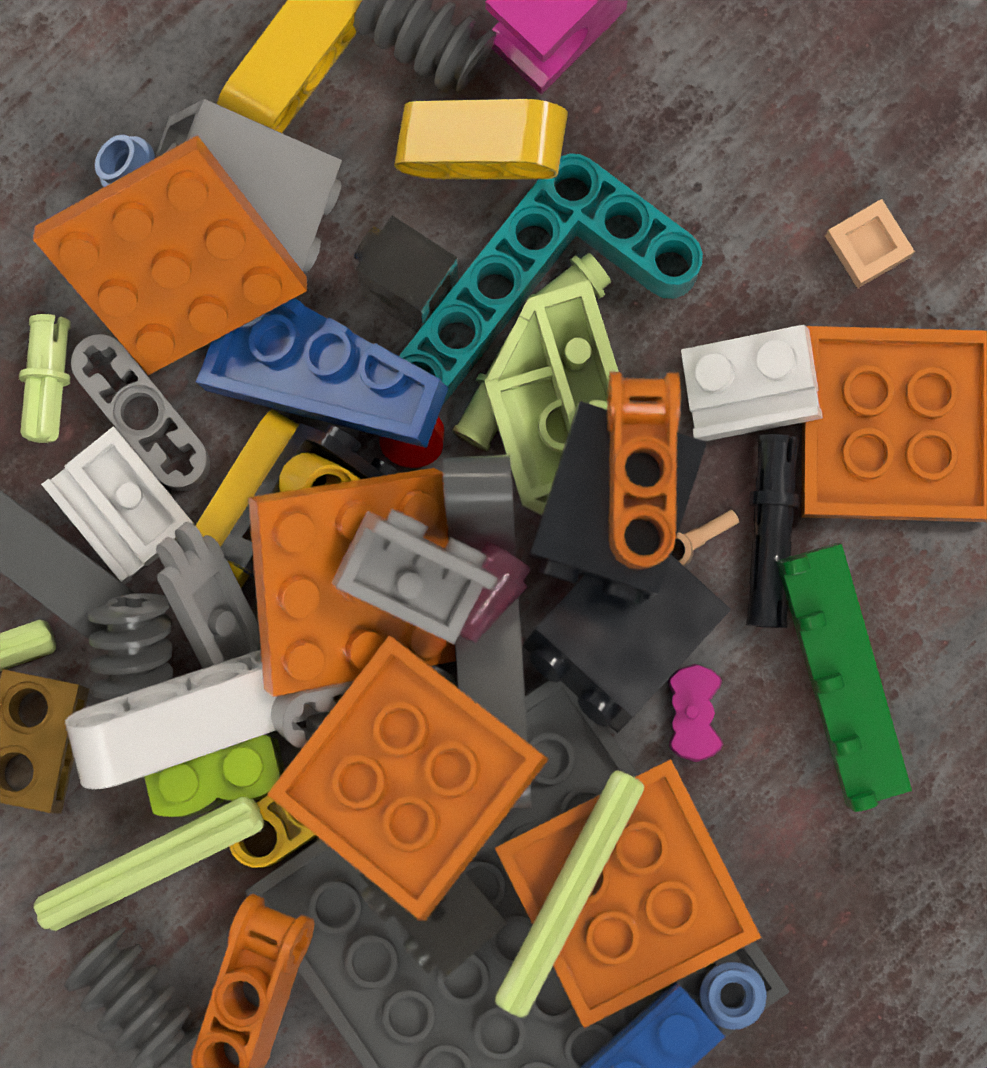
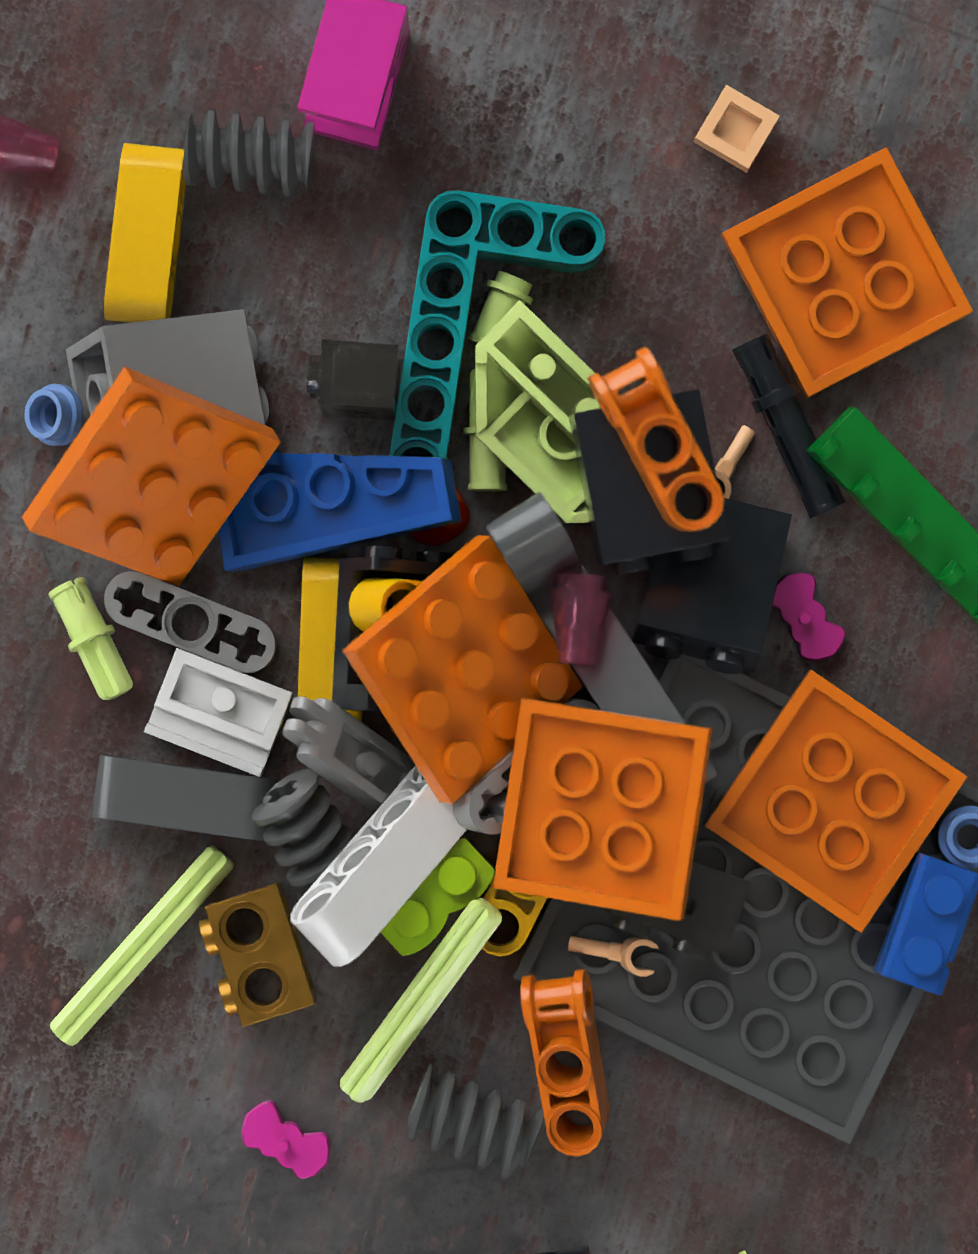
camera: 30 degrees left, 5 degrees up
(348, 917) = (613, 951): none -> light nougat hand
(412, 576) = (516, 639): light grey bracket -> none
(481, 139) = (354, 225): yellow beam -> none
(569, 893) = (789, 828): yellowish green axle -> none
(751, 383) = (702, 308): white plate -> none

